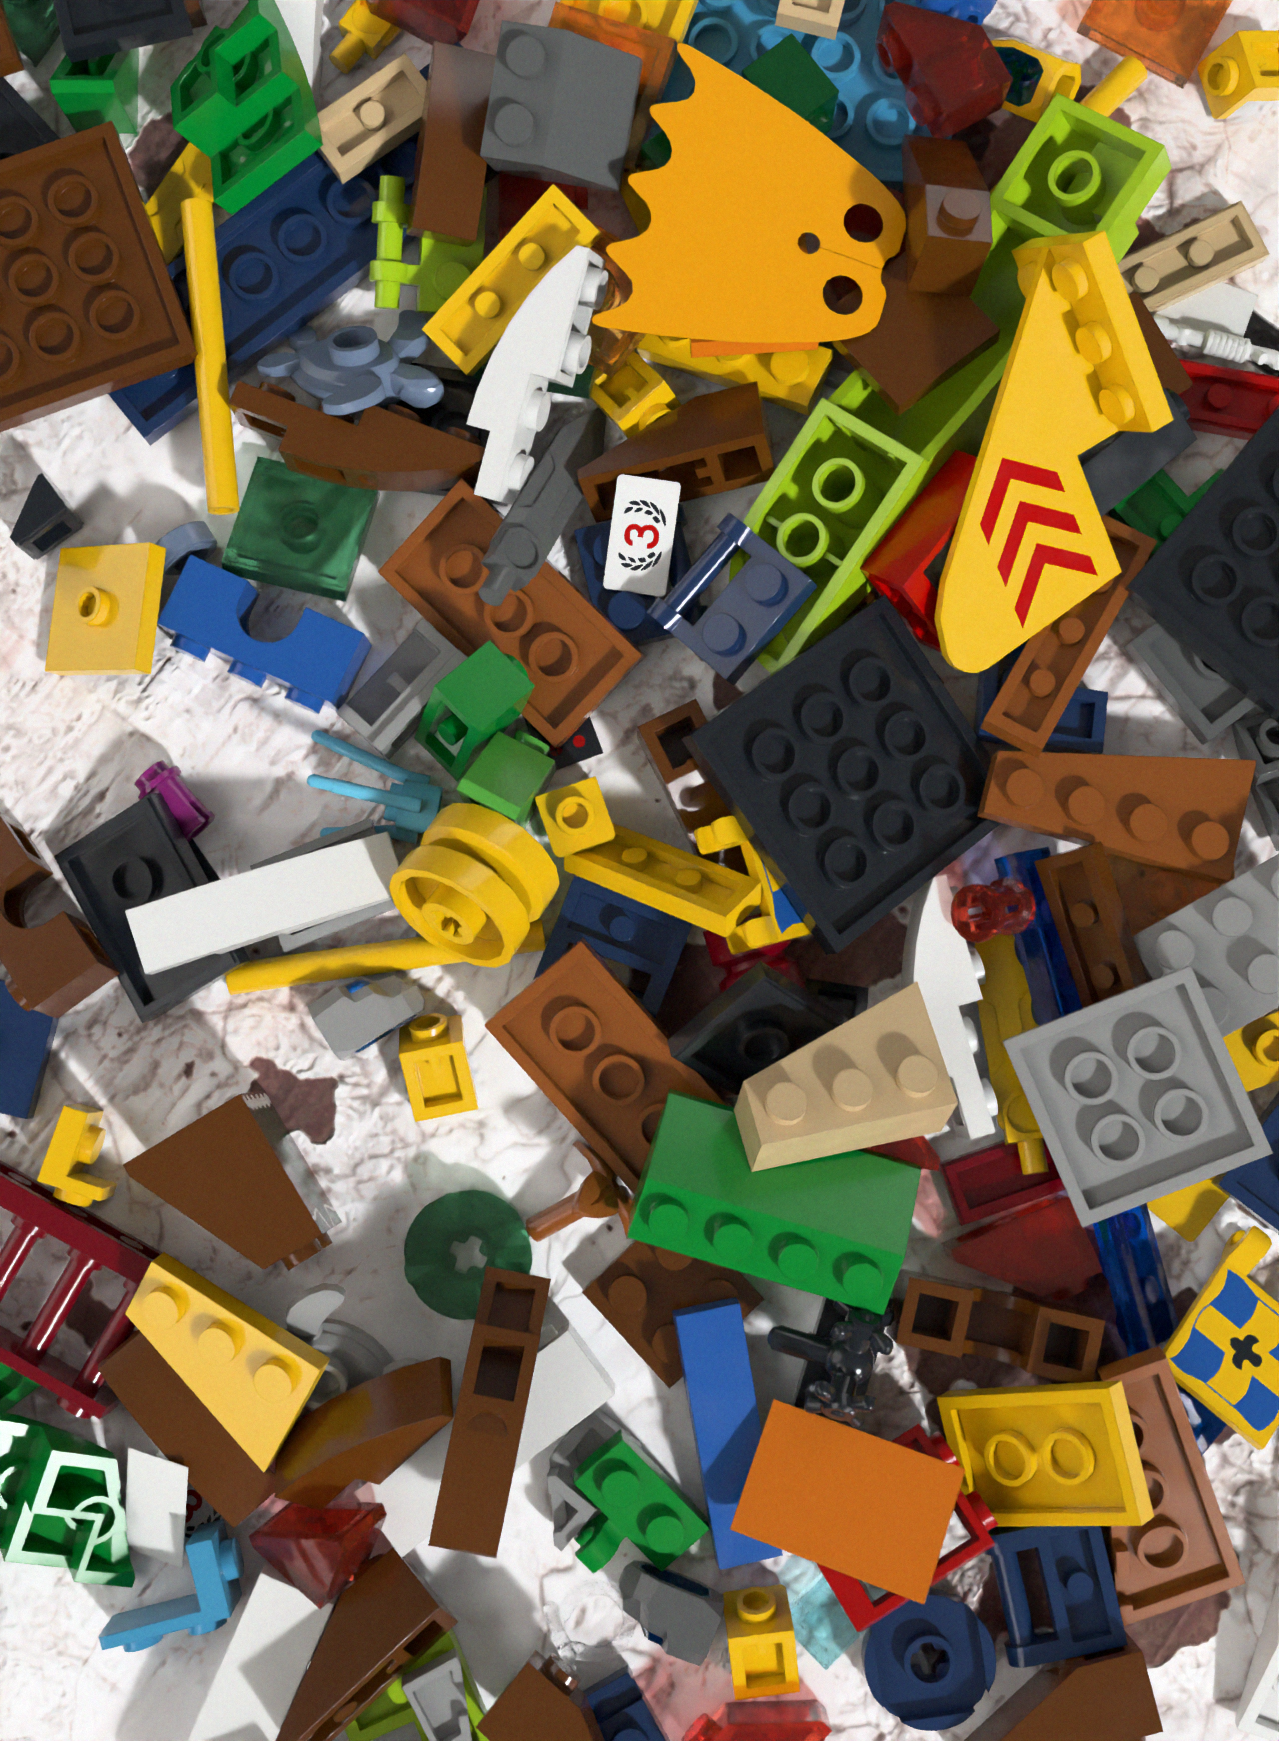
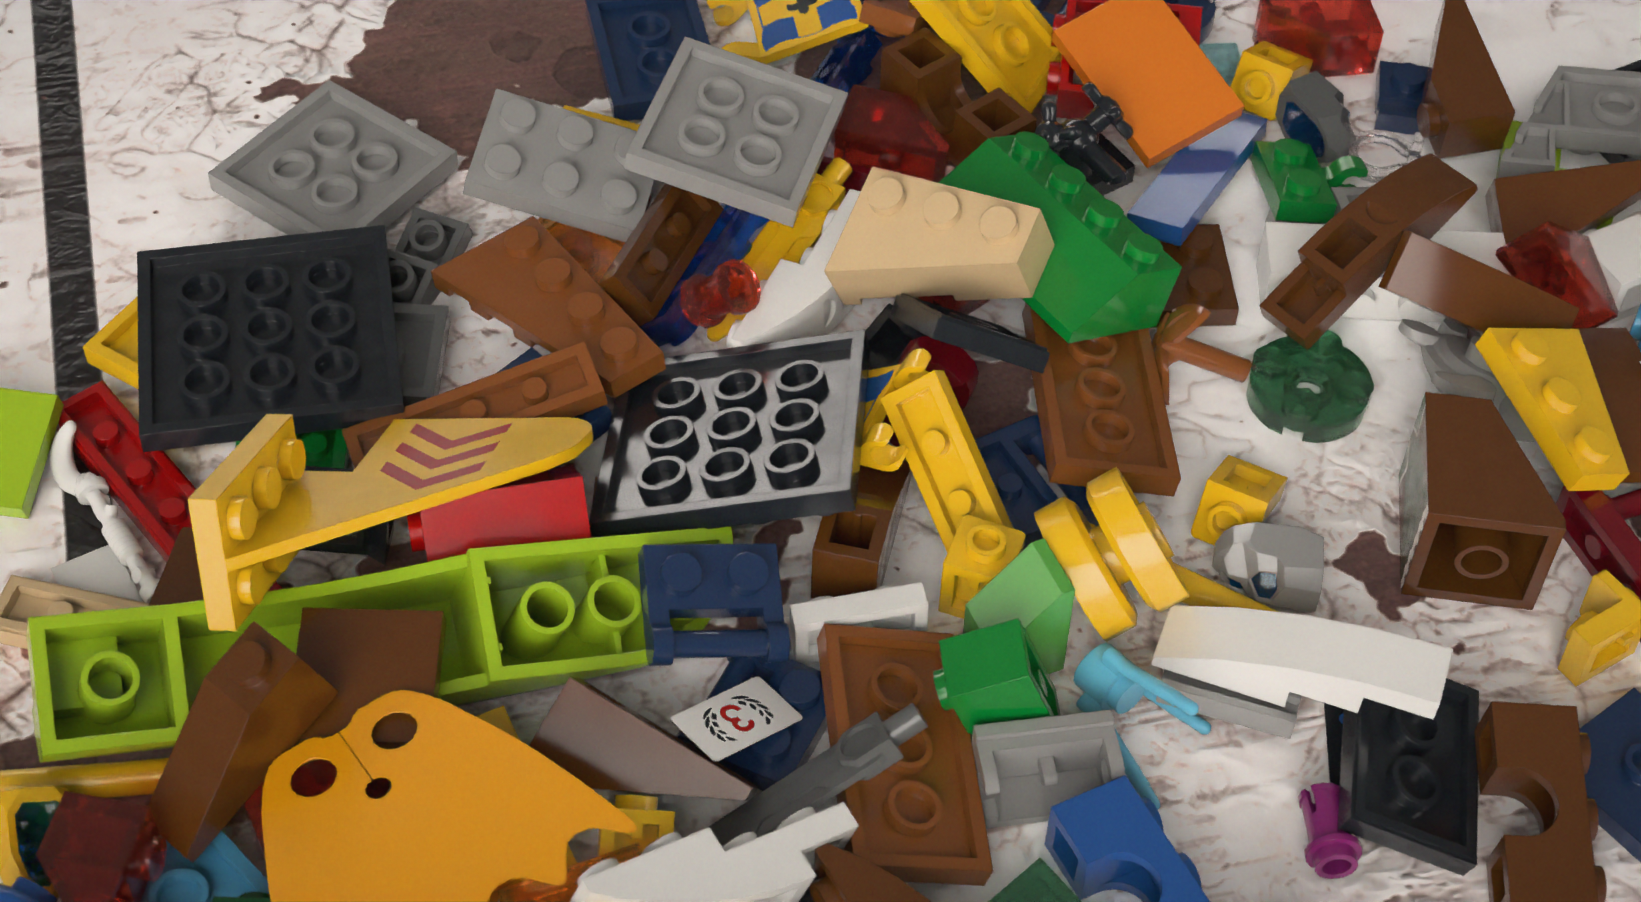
camera: 140 degrees left, 35 degrees down
(616, 723) = (884, 607): none -> white plate

